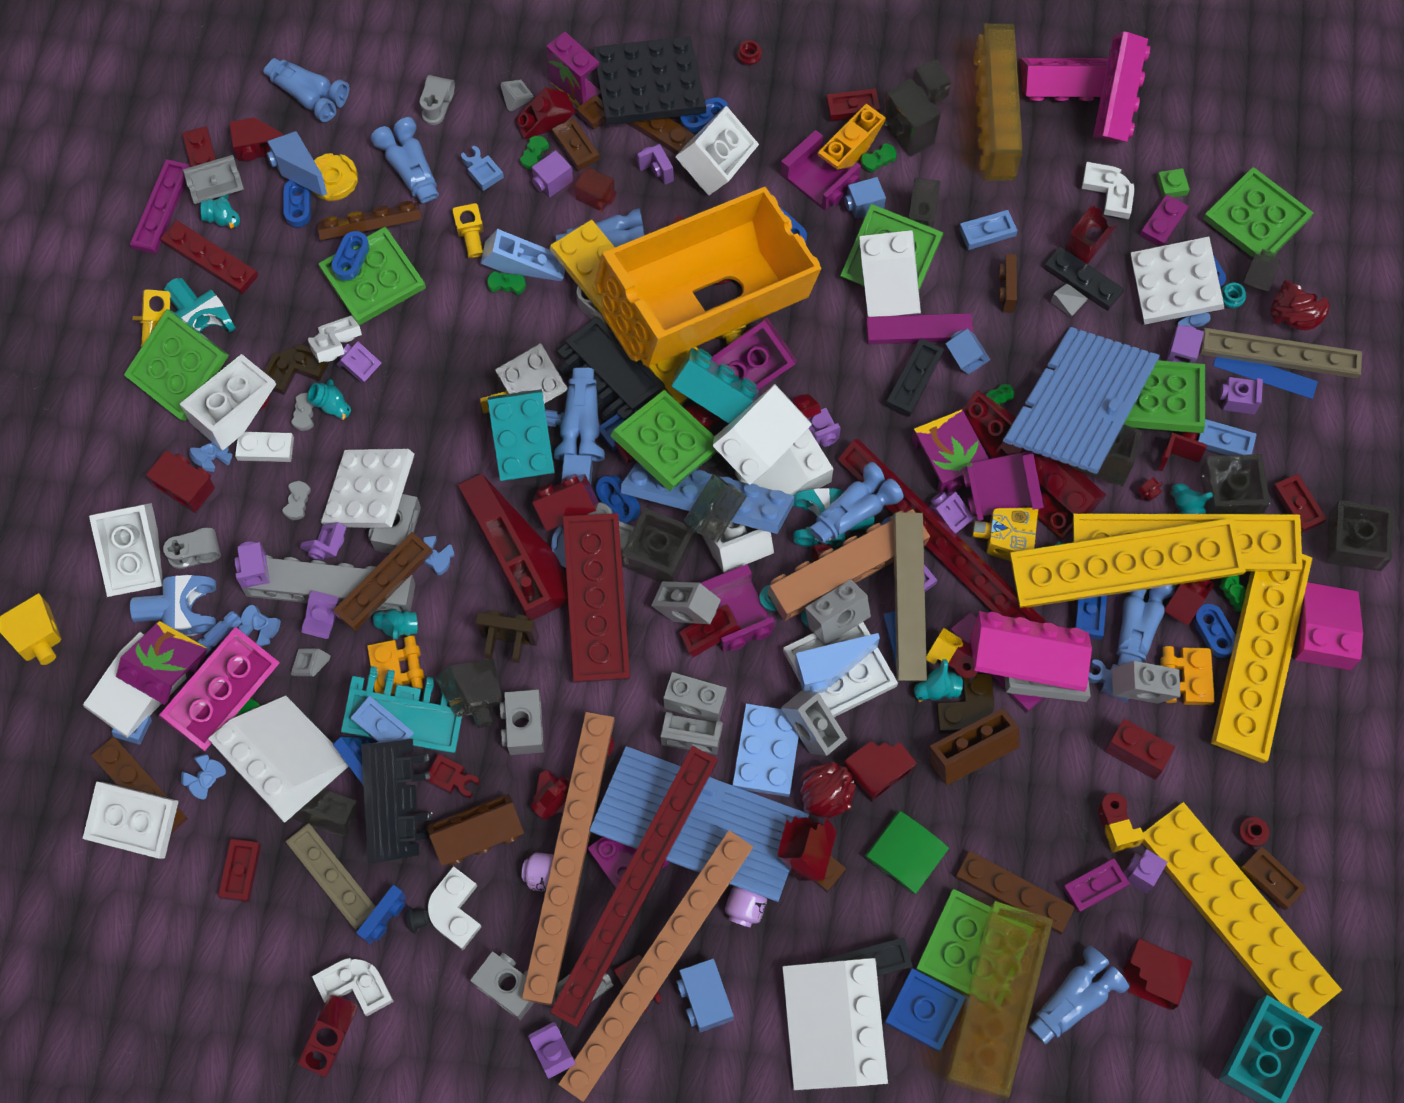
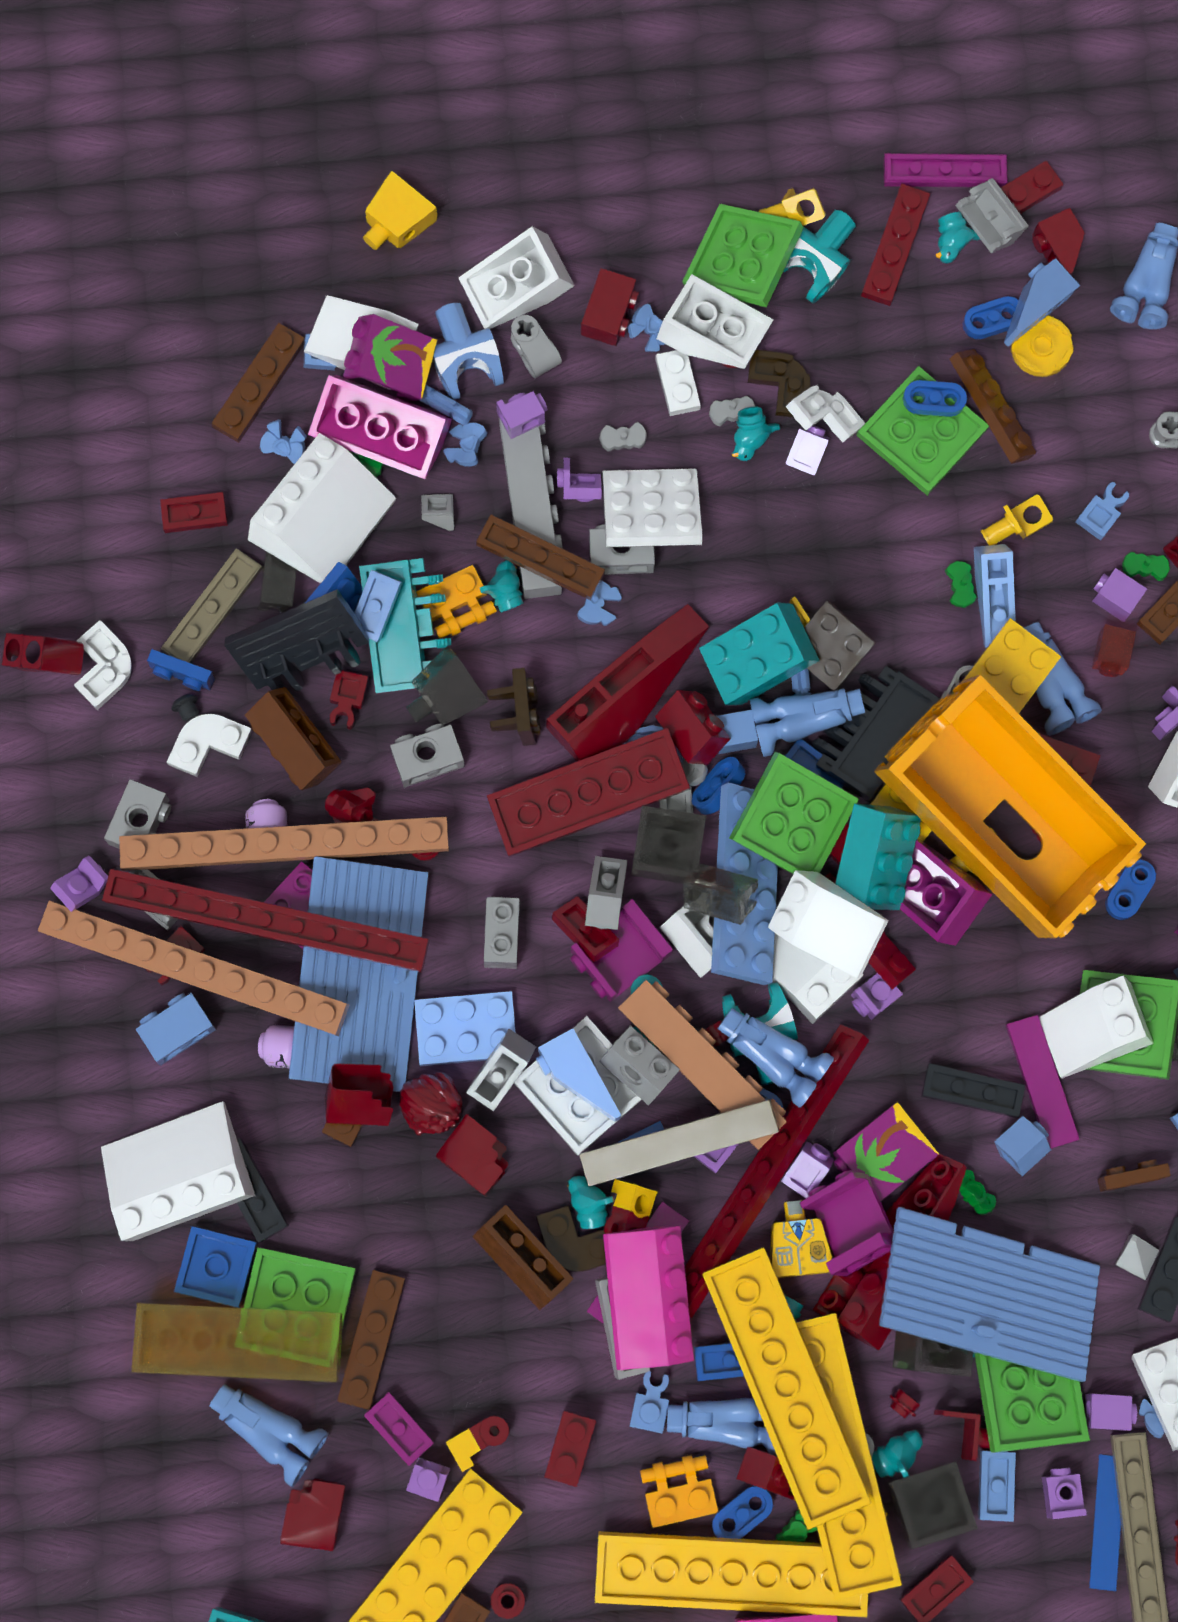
camera: 70 degrees right, 10 degrees up
(130, 819) = (216, 385): white plate -> none
(320, 614) = (493, 501): medium lavender bracket -> none
(408, 159) = (1088, 423): medium blue piece -> none
(689, 732) = (463, 939): light grey hinge -> none
(906, 852) = (385, 1209): green slope -> none
(1146, 682) = (648, 1439): light grey brick -> none

